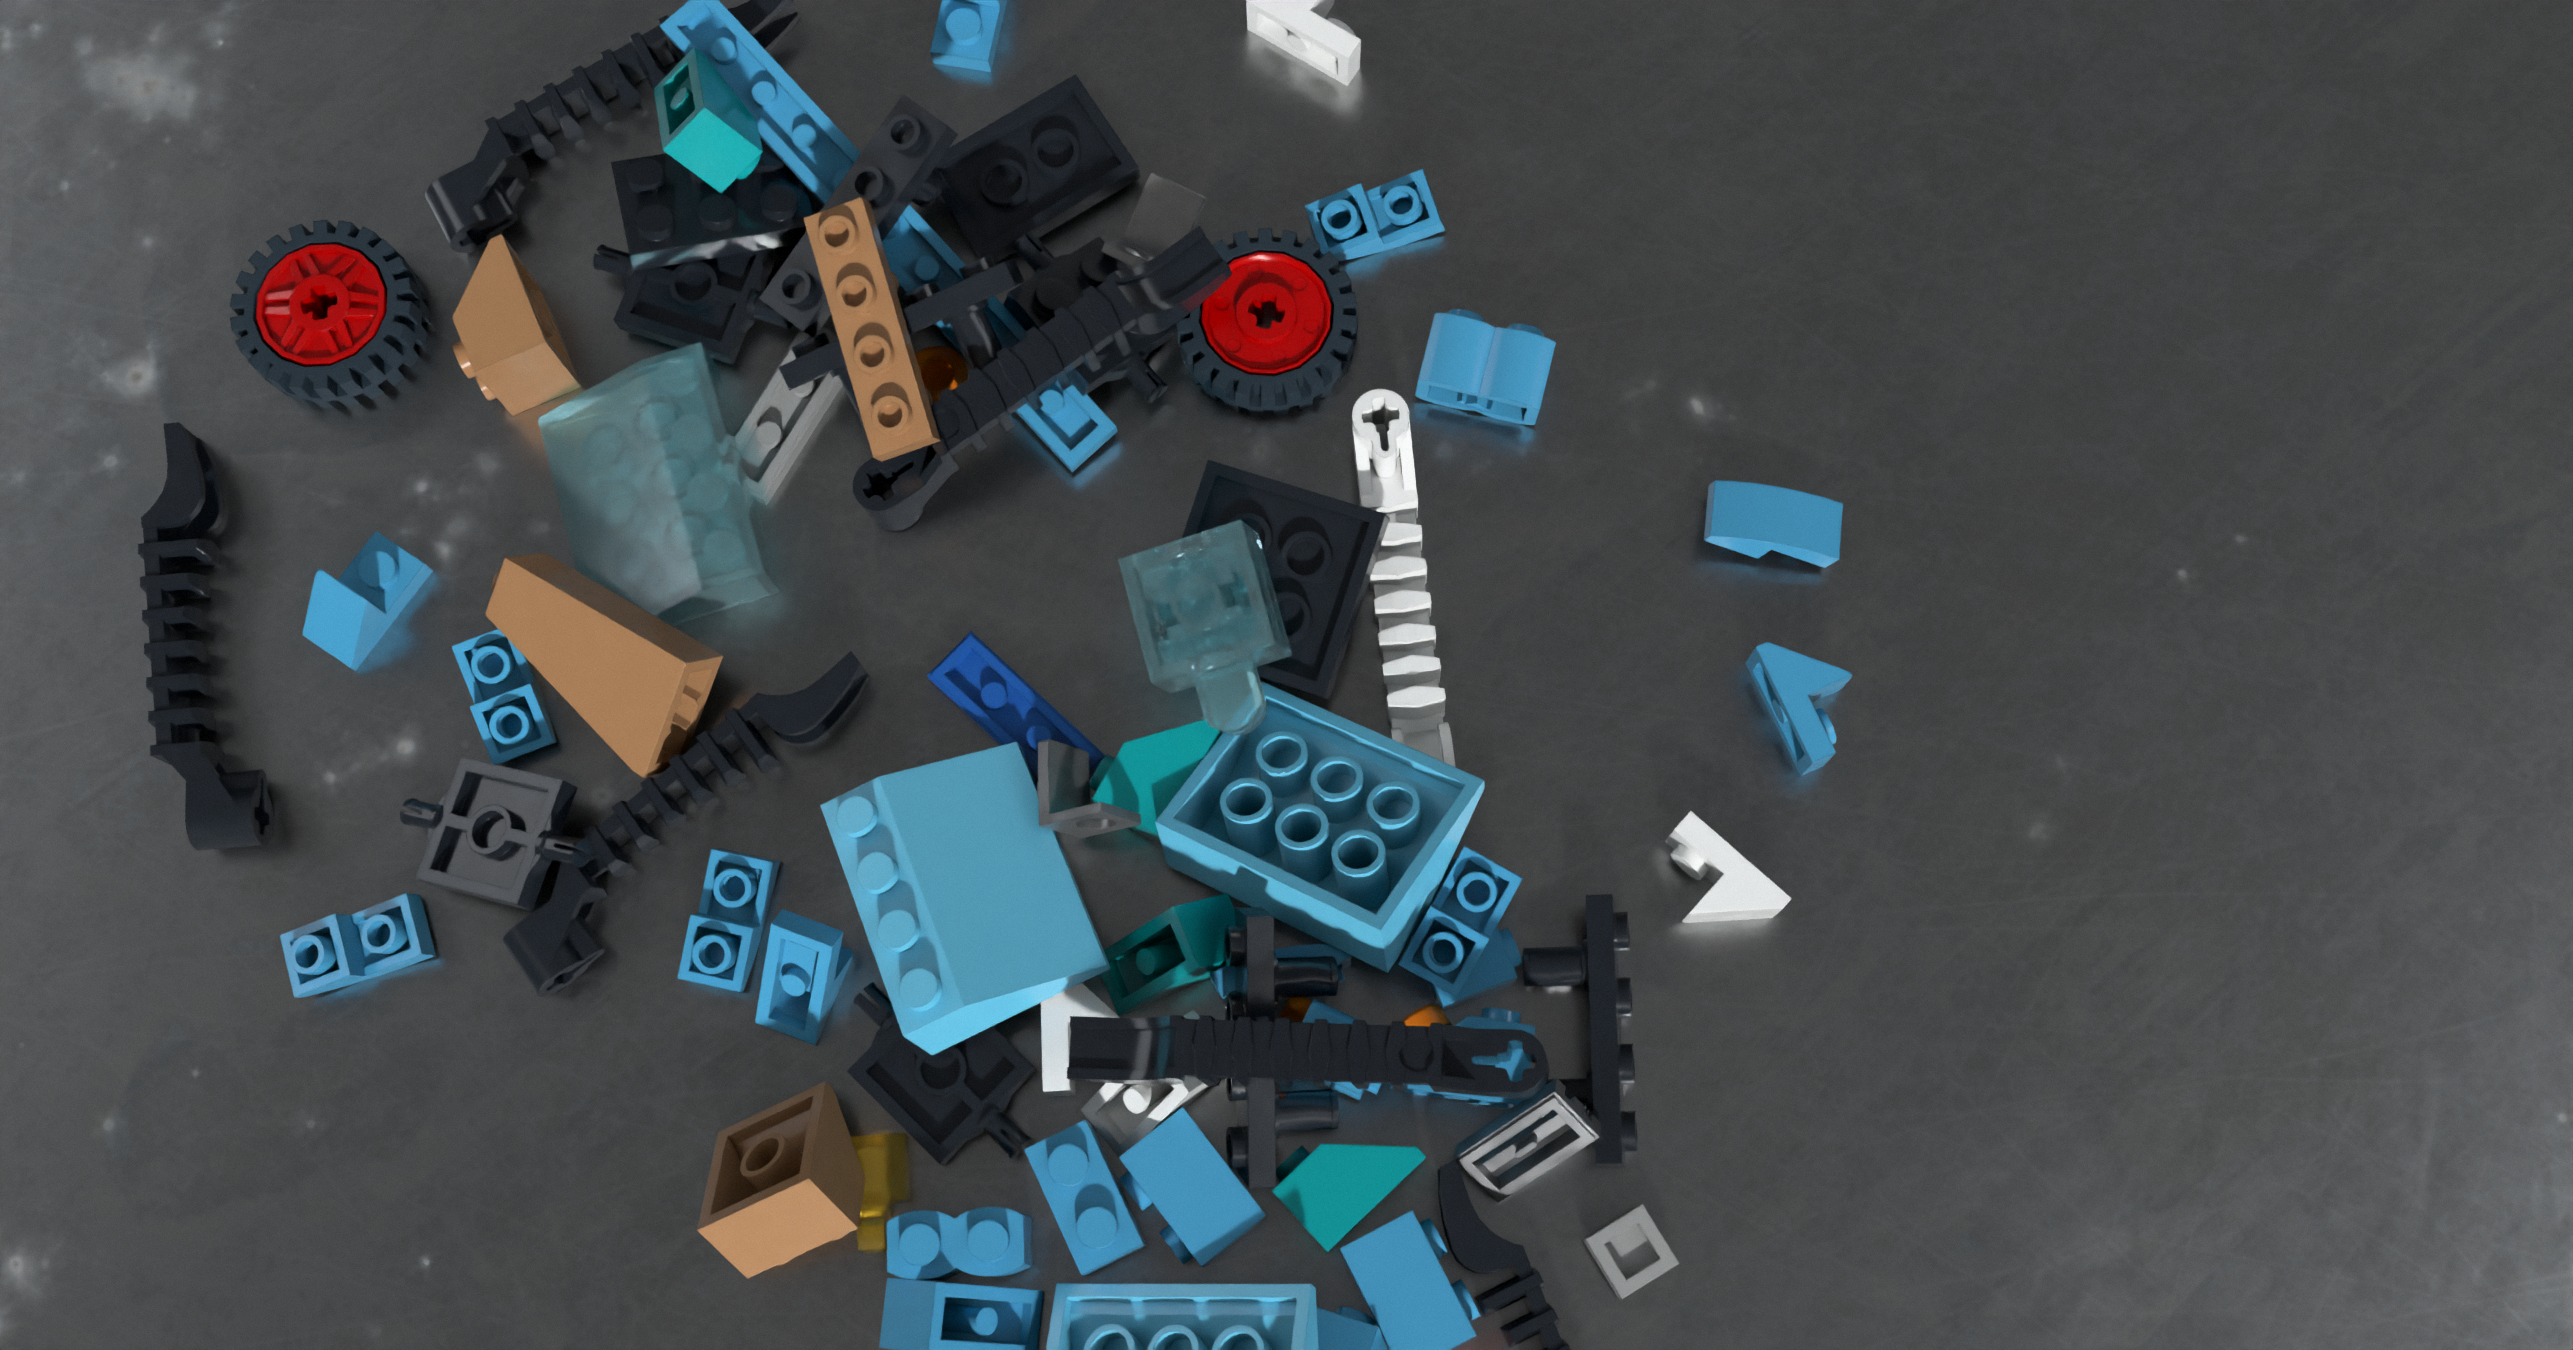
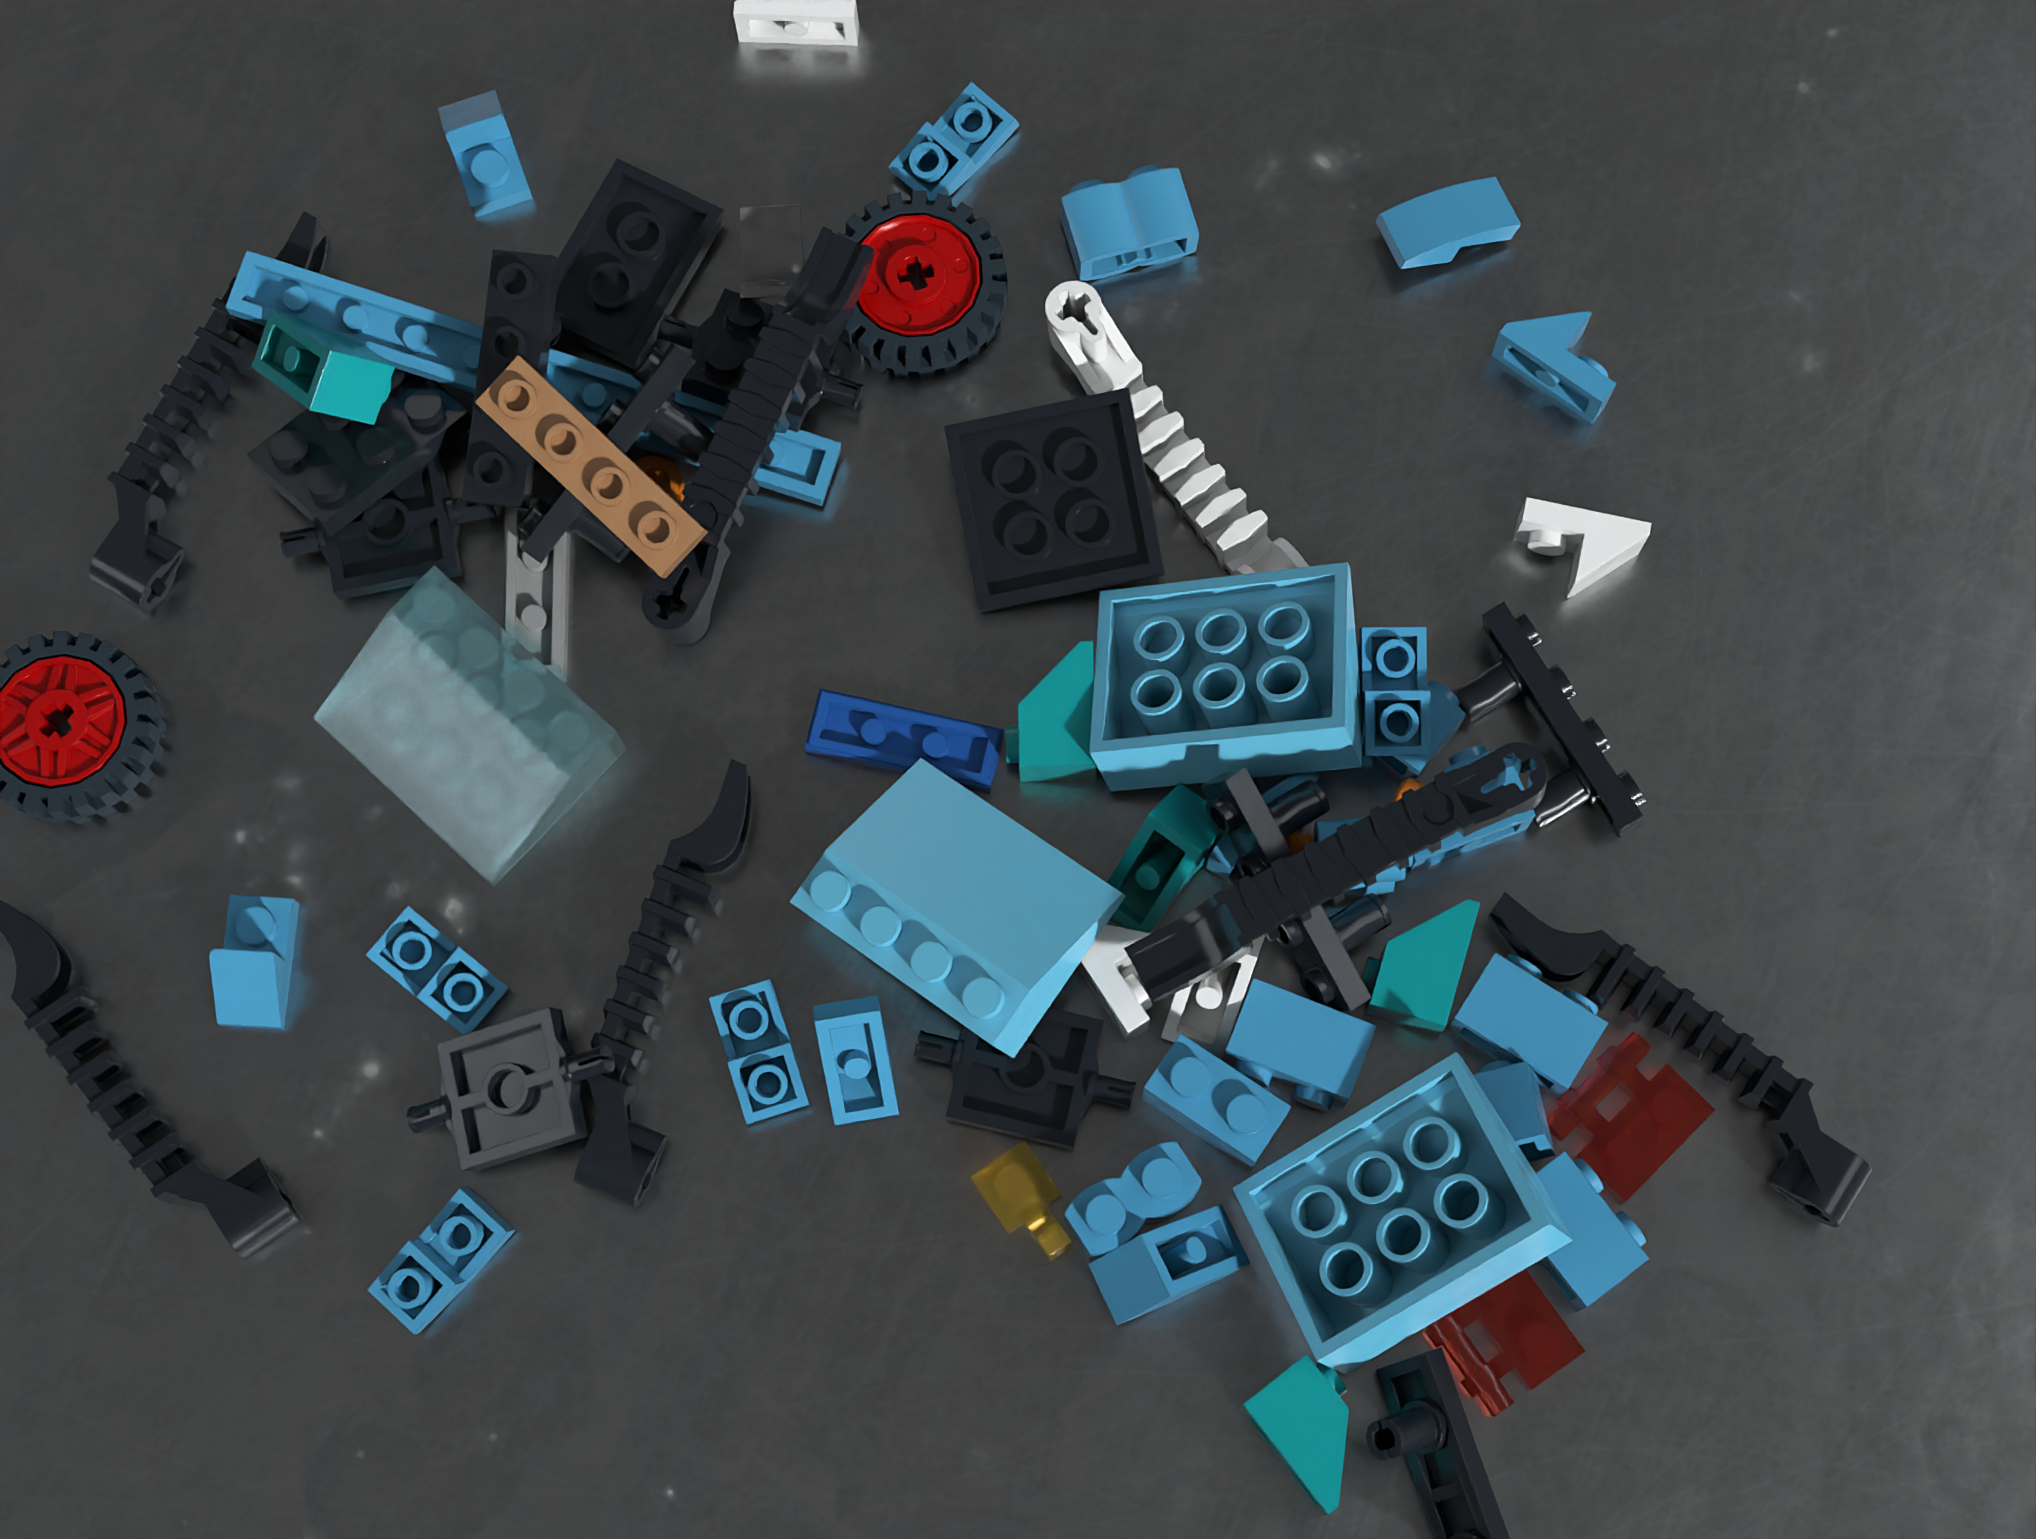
camera: 30 degrees left, 0 degrees up
(510, 334) = (260, 657): medium nougat slope -> none
(606, 657) = (520, 885): medium nougat slope -> none
(783, 1183) = (951, 1236): medium nougat slope -> none
(1065, 794) = (994, 780): flat silver bracket -> none
(1216, 618) = (1034, 559): clear light blue brick -> none
(1565, 1111) = (1544, 839): flat silver tile -> none
(1631, 1251) = (1688, 888): light grey plate -> none

